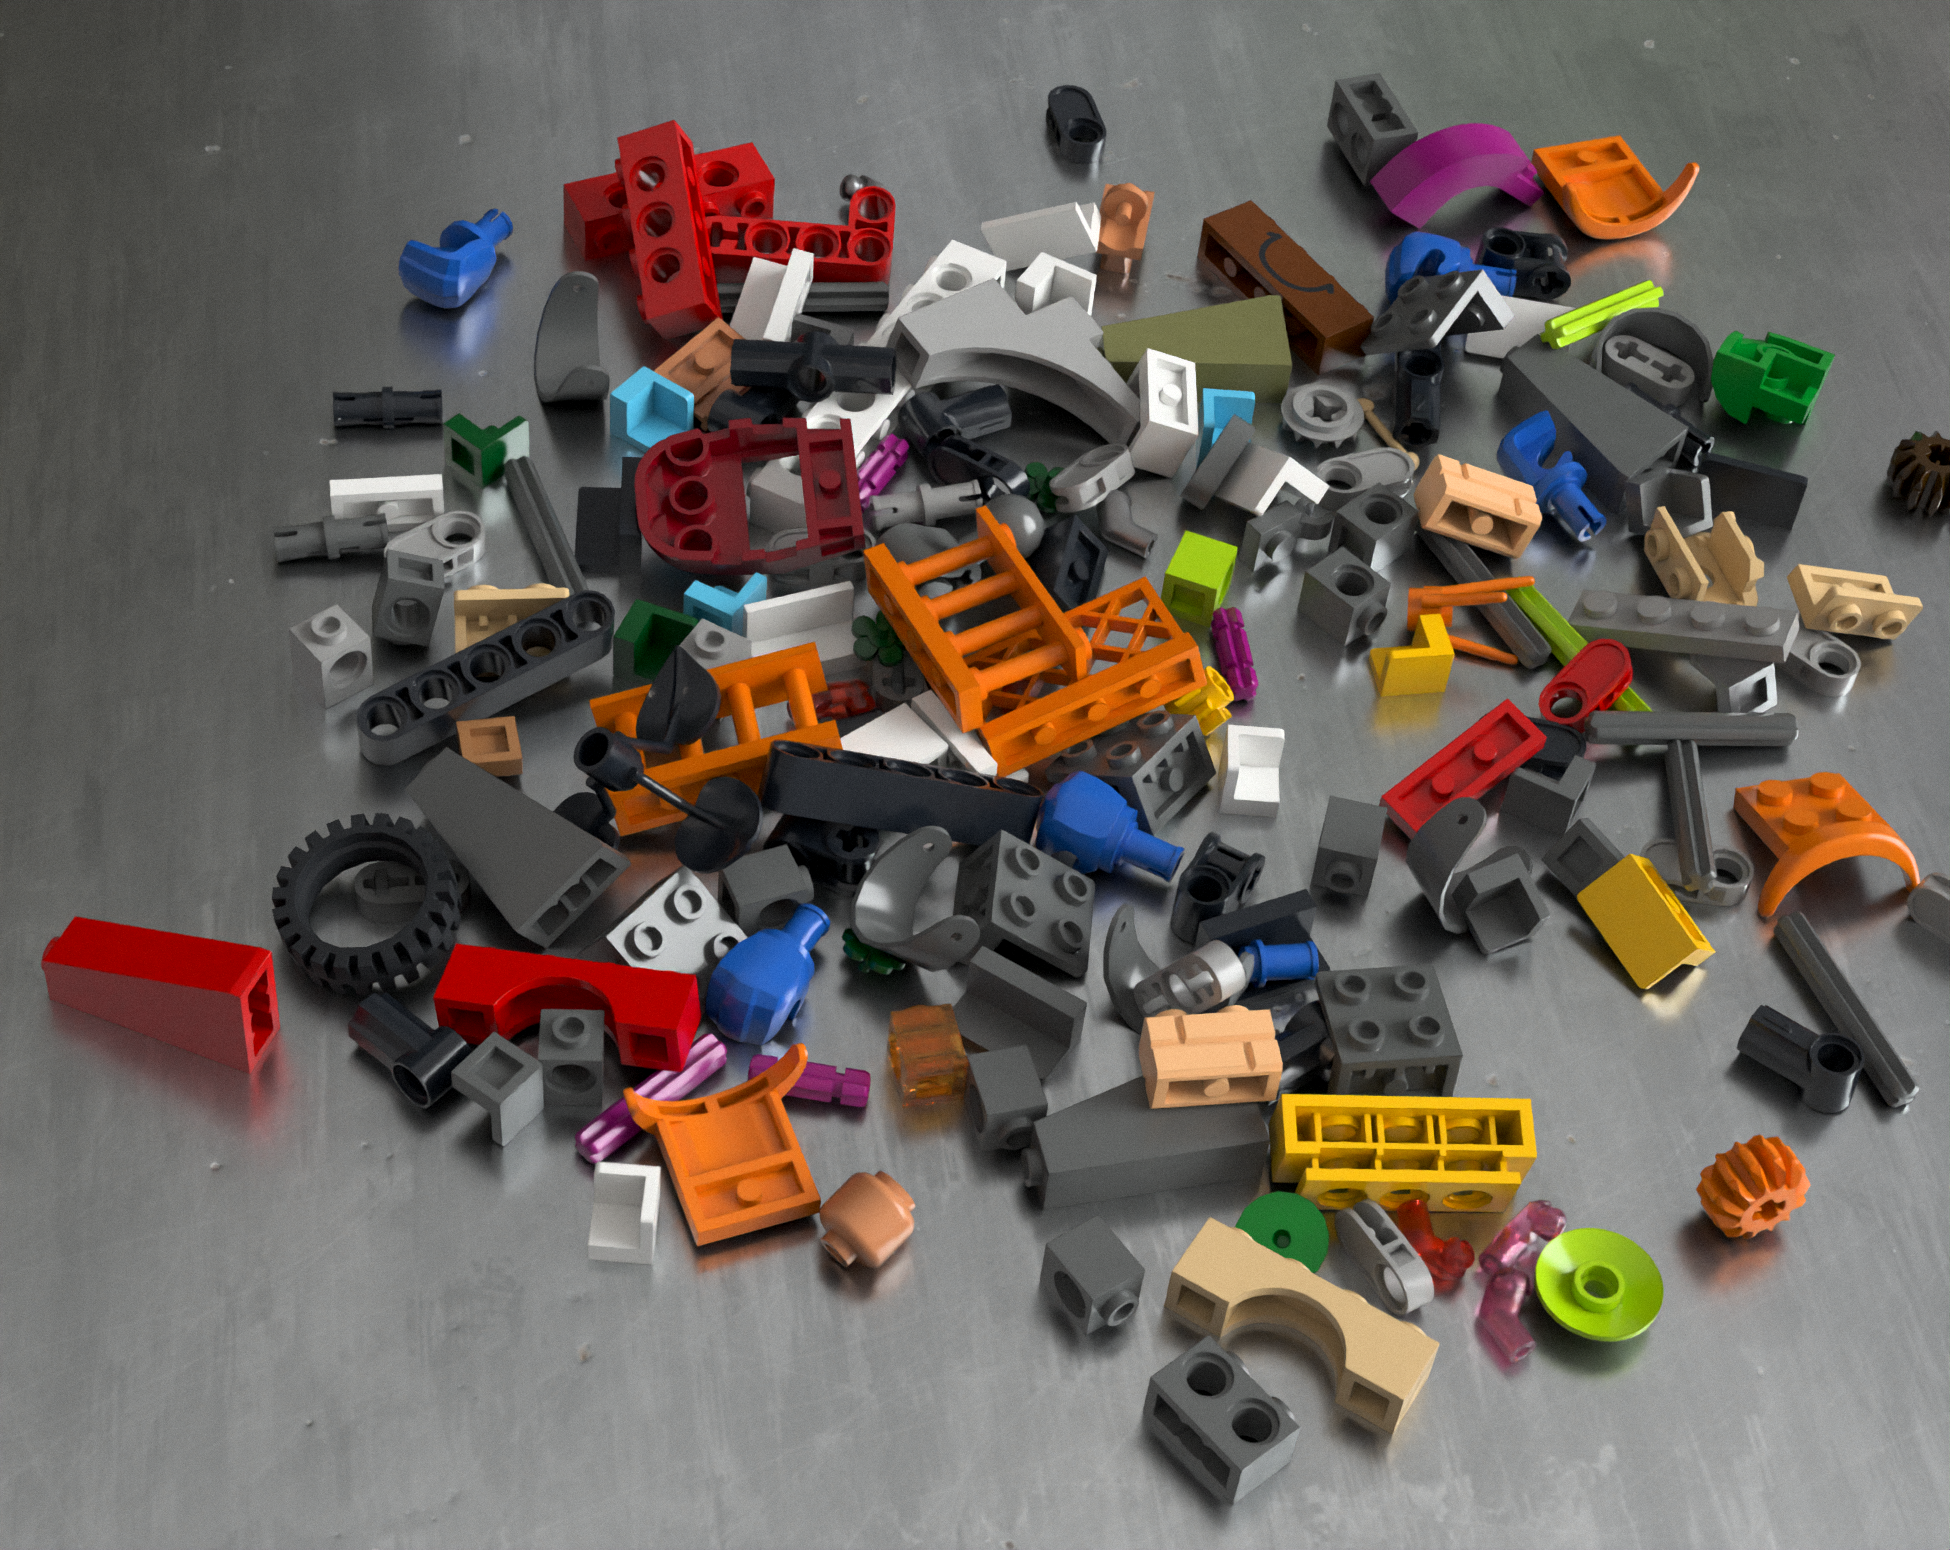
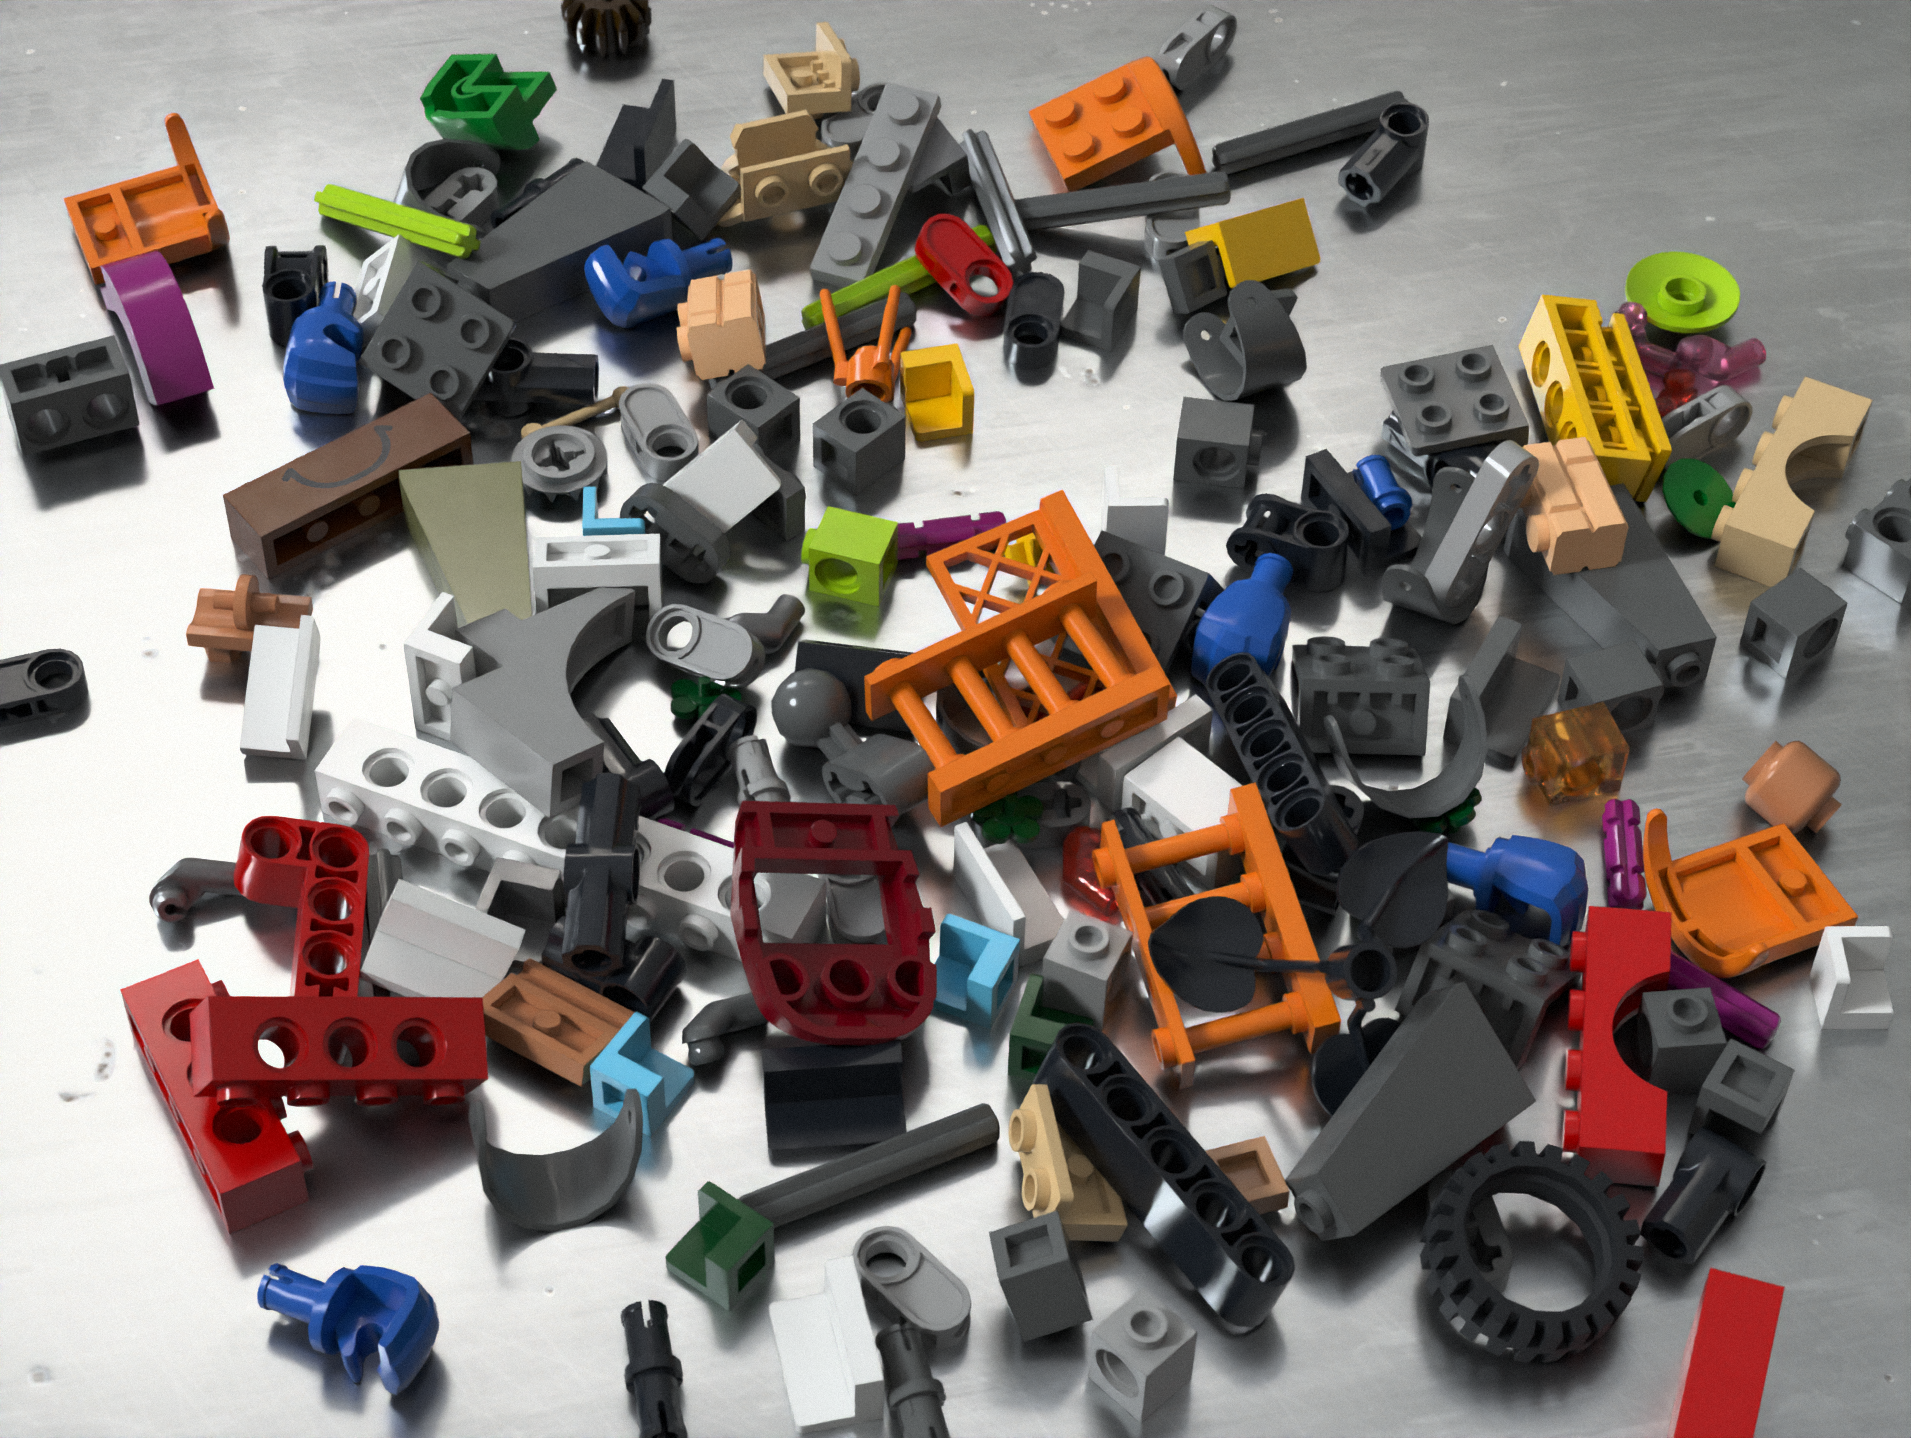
camera: 90 degrees left, 0 degrees up
(1464, 767) = (1103, 353): red plate -> none
(1753, 1186) = (1558, 185): orange gear -> none

